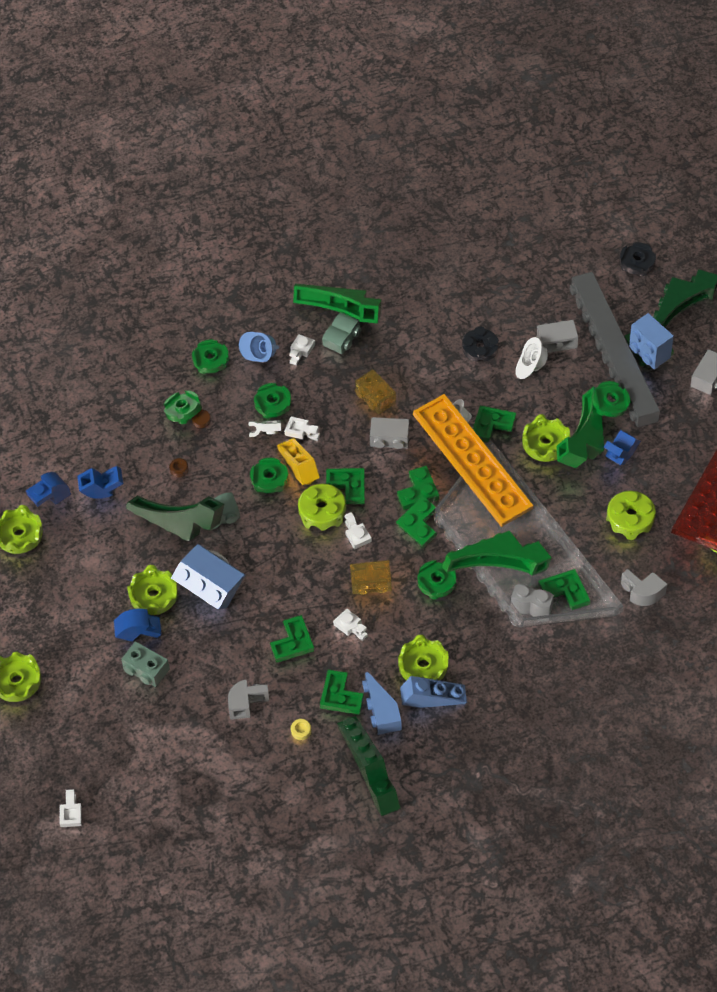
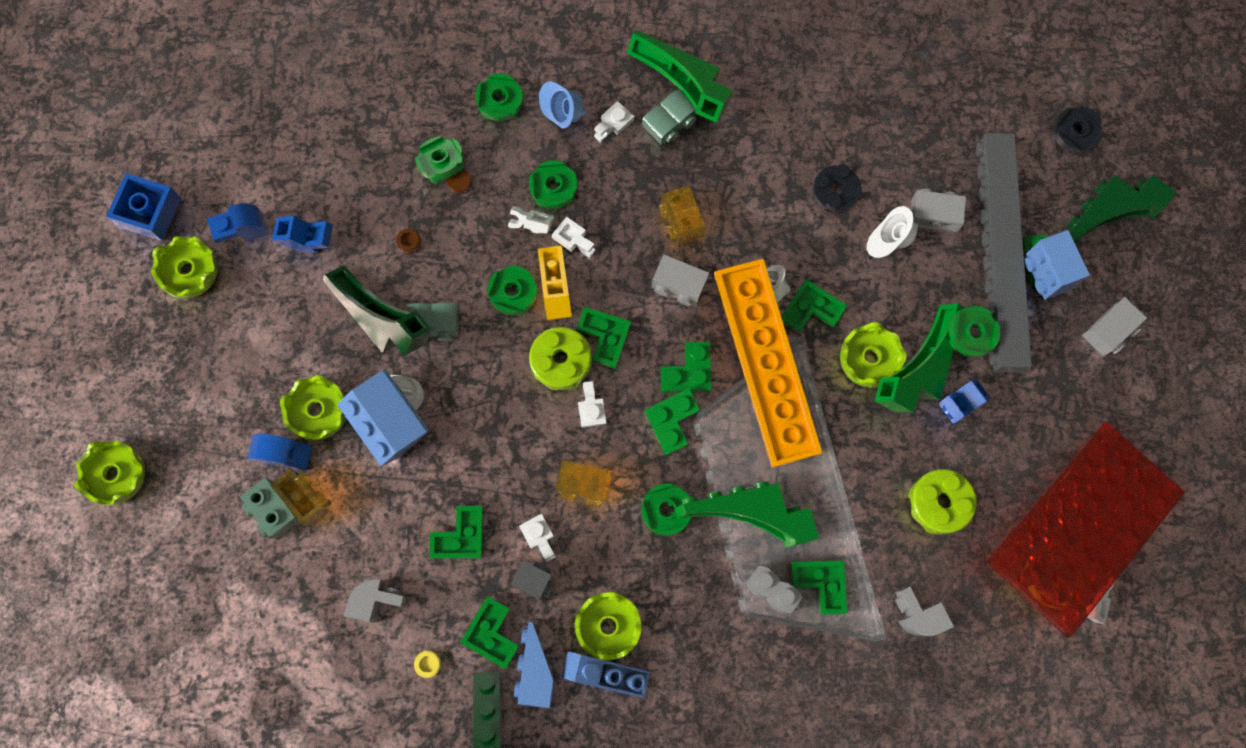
camera: 15 degrees right, 20 degrees up
(70, 812) = (110, 685): white plate -> none
(167, 646) = (300, 497): none -> clear yellow brick
(359, 646) = (534, 580): none -> dark grey brick

